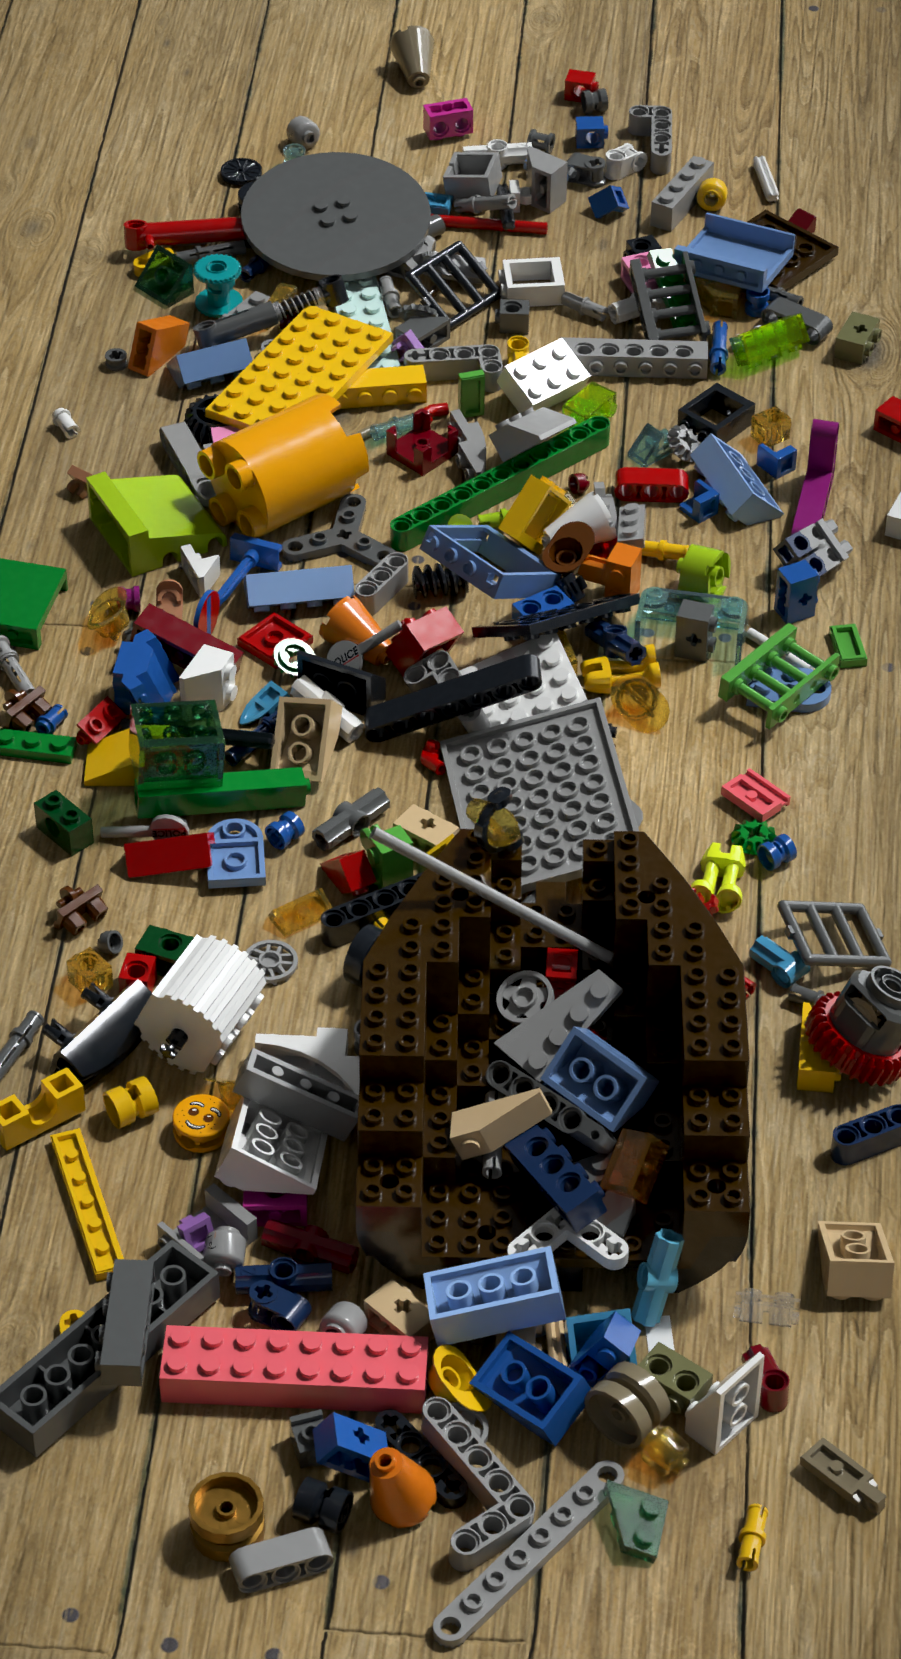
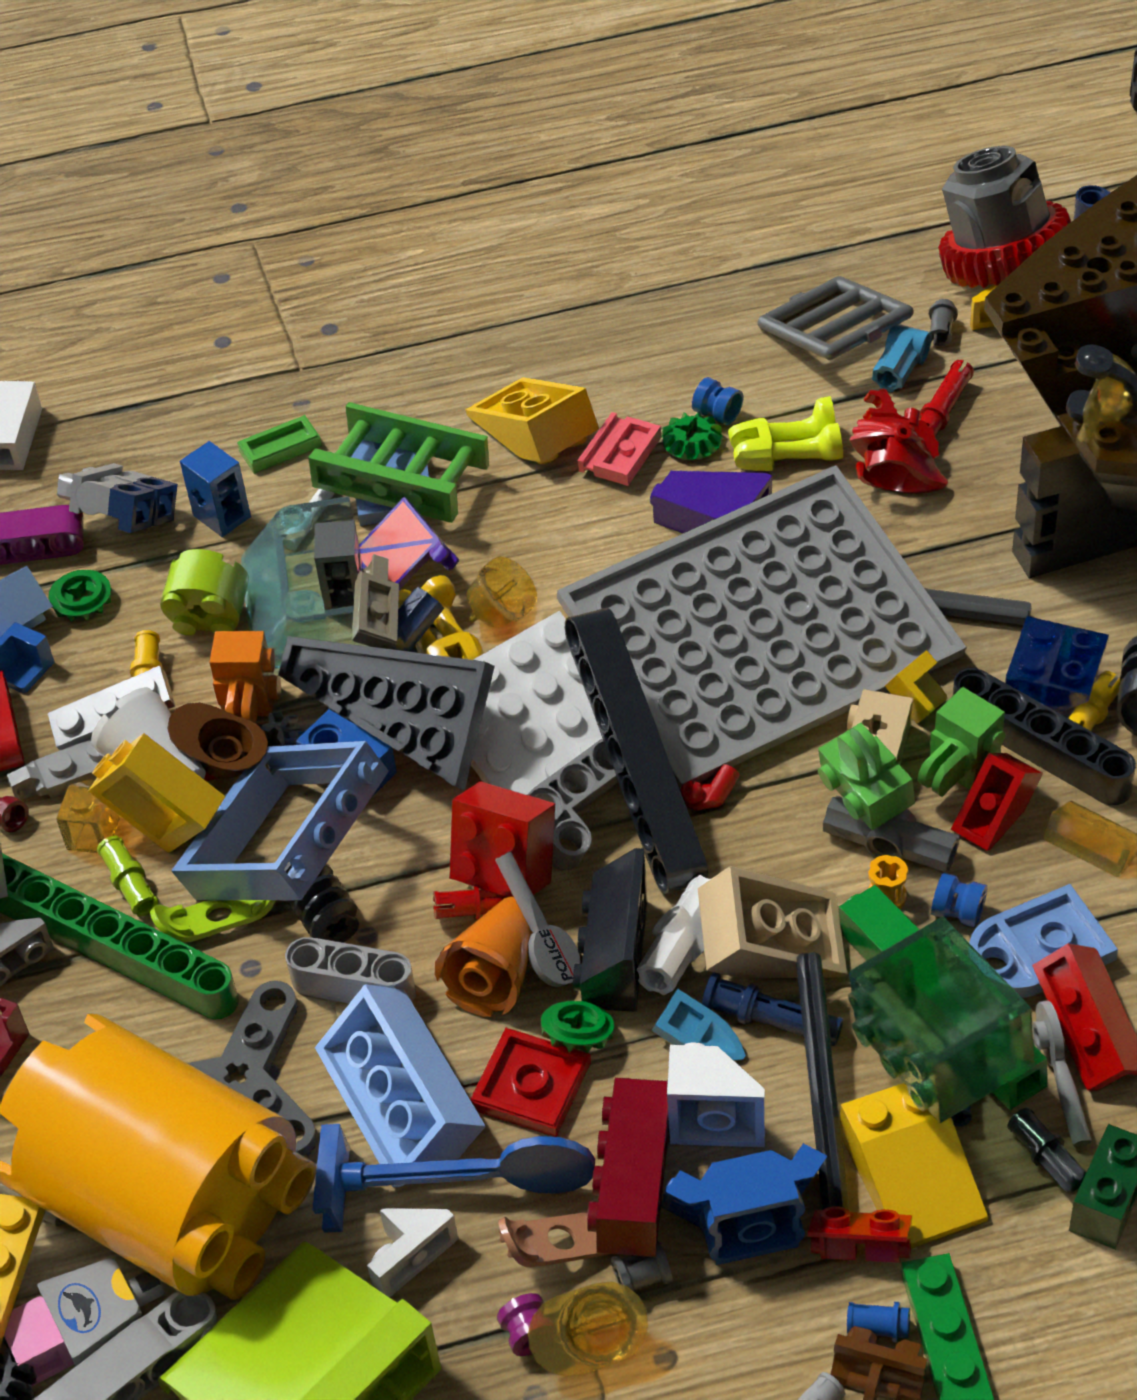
camera: 105 degrees left, 5 degrees up
(109, 811) = (1047, 1149): none -> black axle
(314, 804) = (892, 878): none -> light orange bush
(379, 789) = (865, 776): none -> bright green brick
(629, 617) = (375, 606): none -> dark tan hinge
(673, 819) = (698, 497): none -> dark purple slope
(694, 666) = (406, 542): none -> flag
(738, 531) = (72, 586): none -> green gear
(805, 759) = (536, 418): none -> yellow slope

